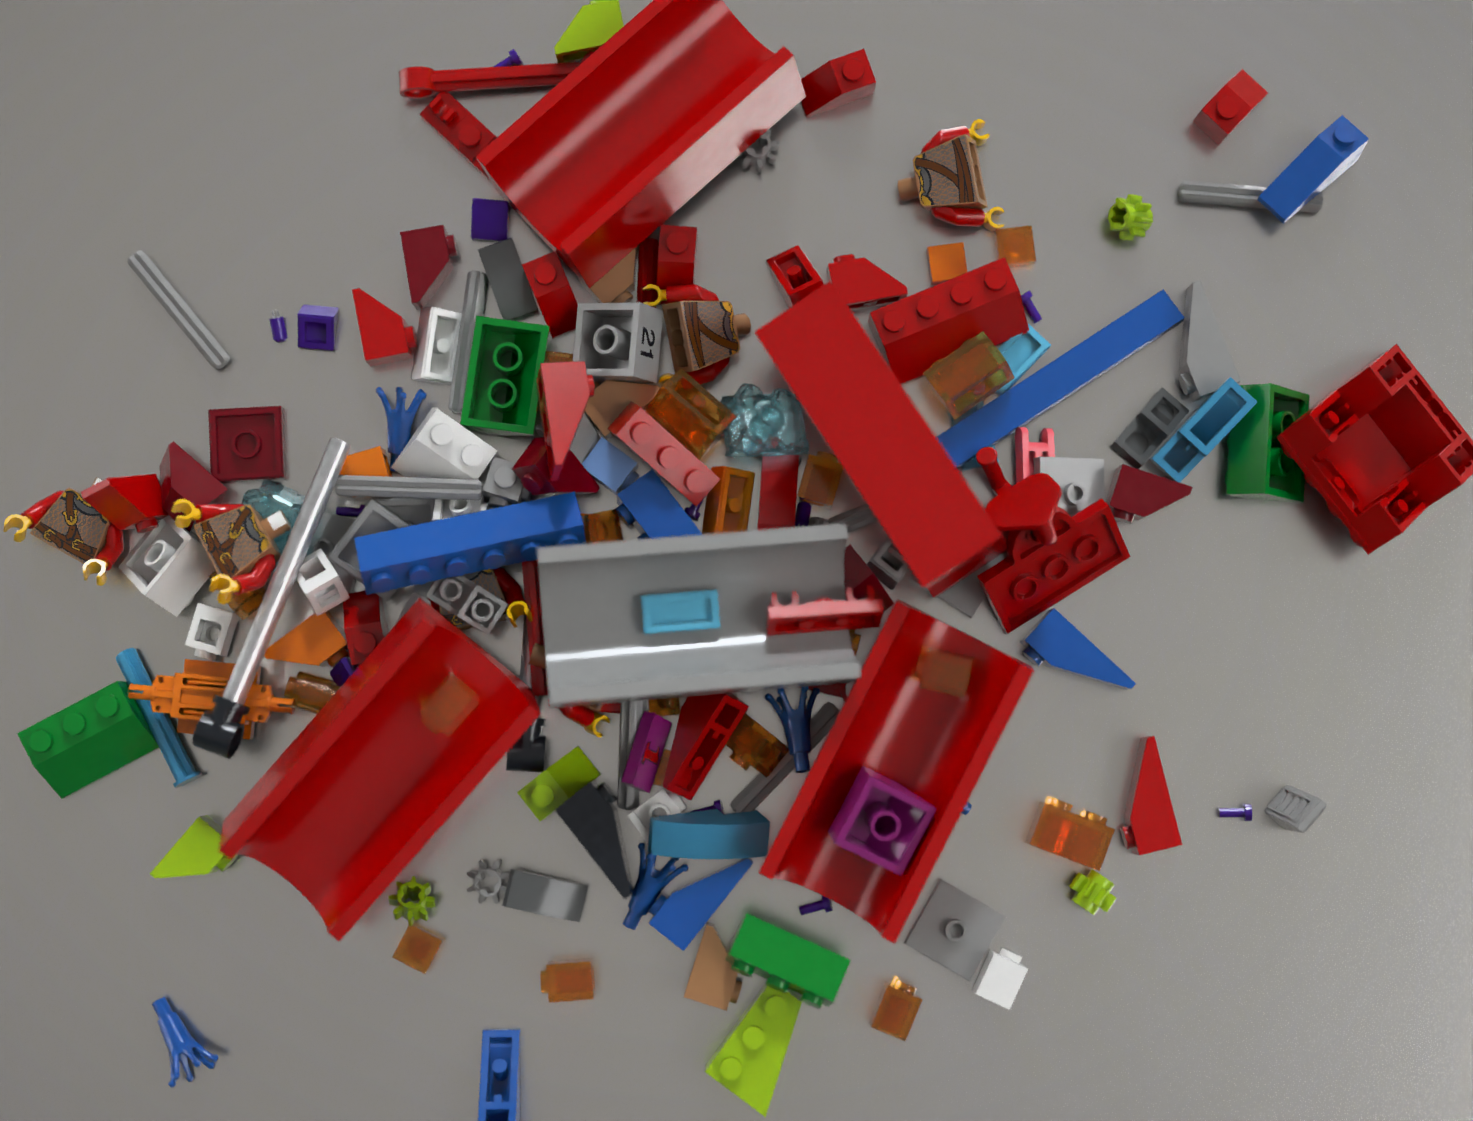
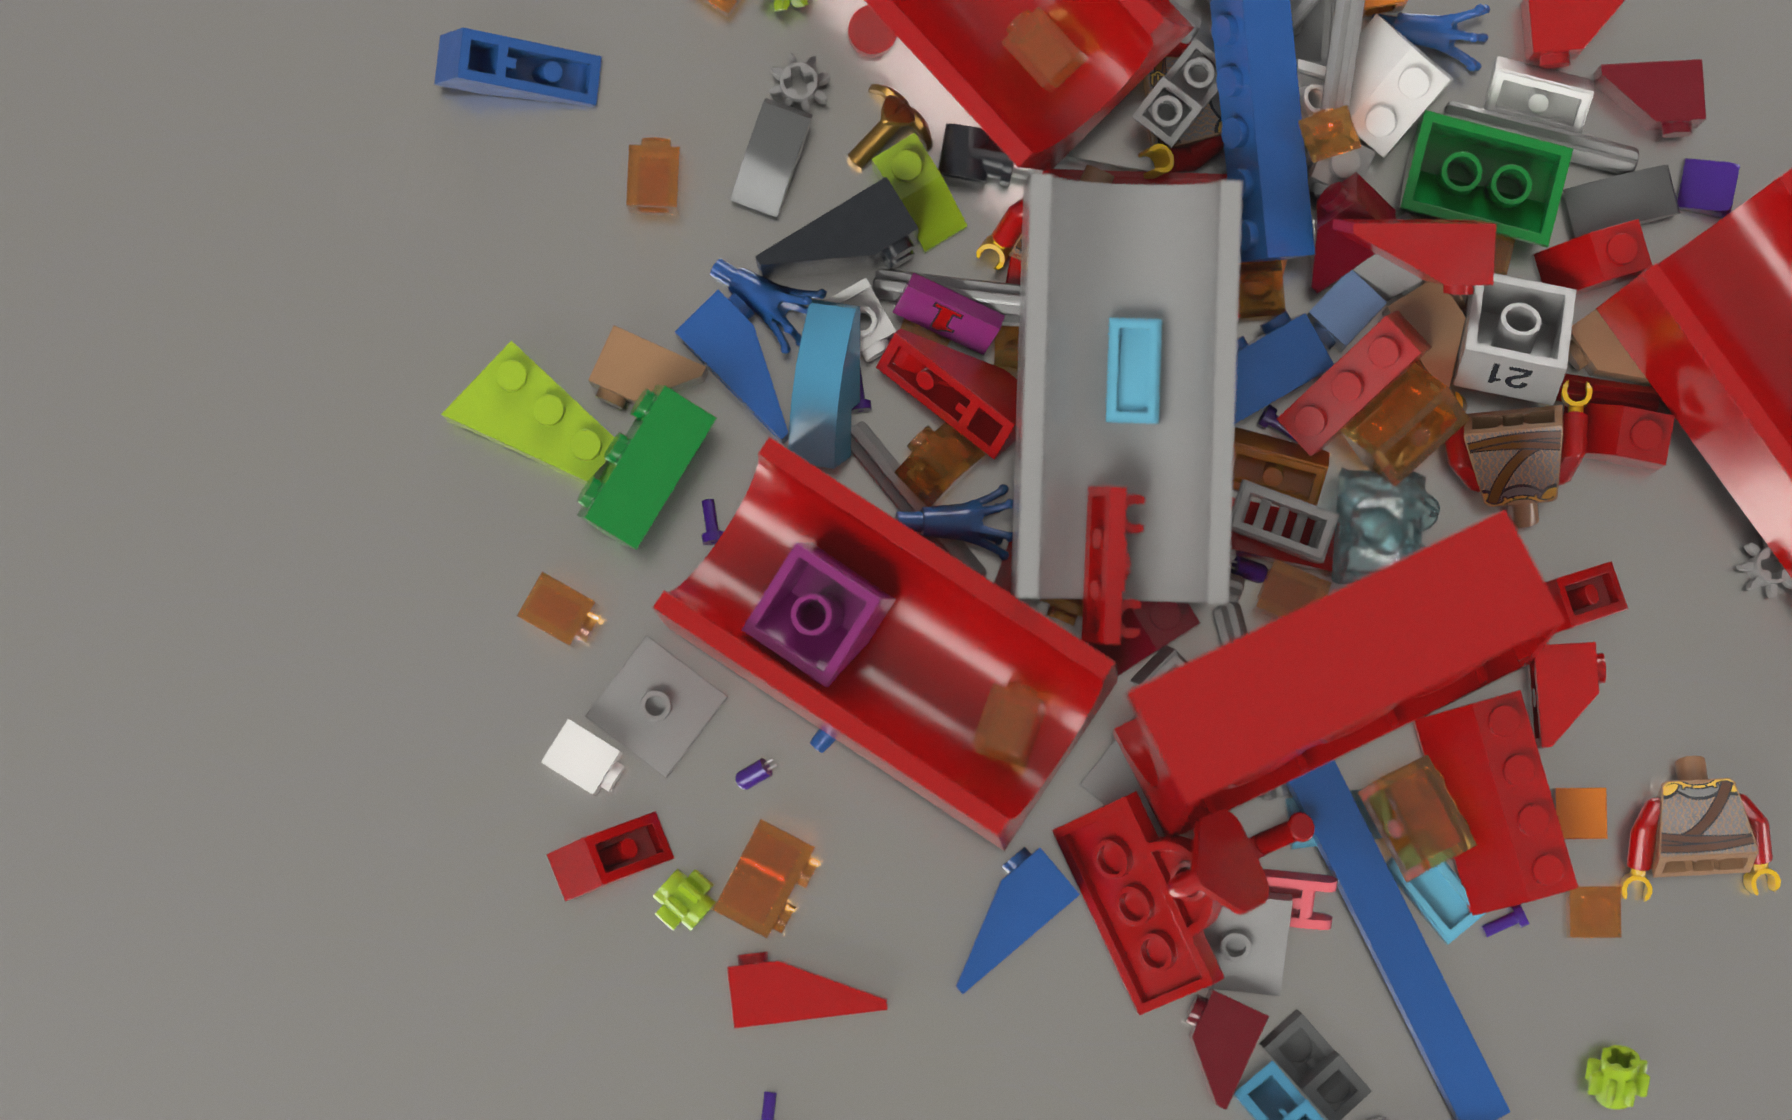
camera: 100 degrees right, 0 degrees up
(446, 836) = (869, 33): none -> red tile
(486, 490) = (1329, 133): none -> clear orange plate
(504, 808) = (894, 115): none -> pearl gold plant
(776, 465) = (1321, 534): none -> light grey slope
(993, 852) = (754, 773): none -> dark purple piece
(1068, 950) = (610, 856): none -> red slope

